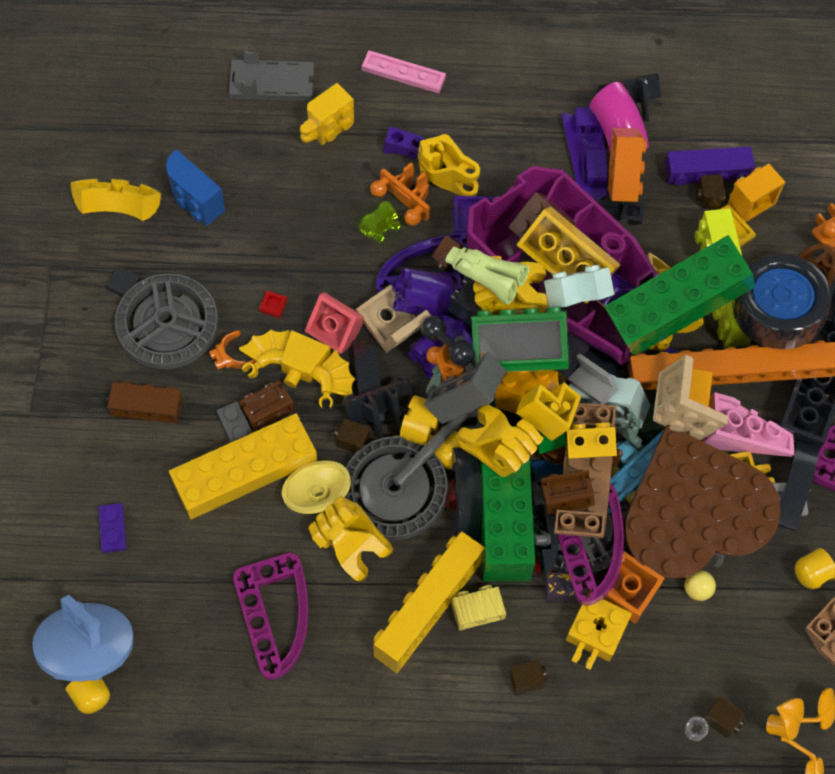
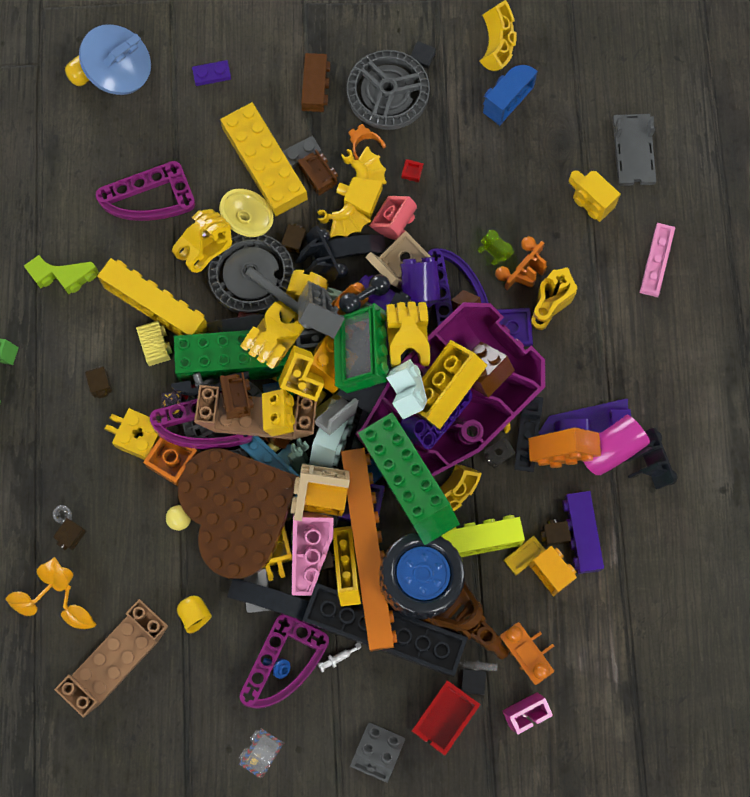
camera: 90 degrees right, 10 degrees up
(384, 715) = (69, 276): none -> lime arch
(402, 143) = (578, 261): dark purple leg -> none
(495, 274) = (414, 298): yellowish green piece -> none
(768, 388) = (346, 566): none -> yellow brick

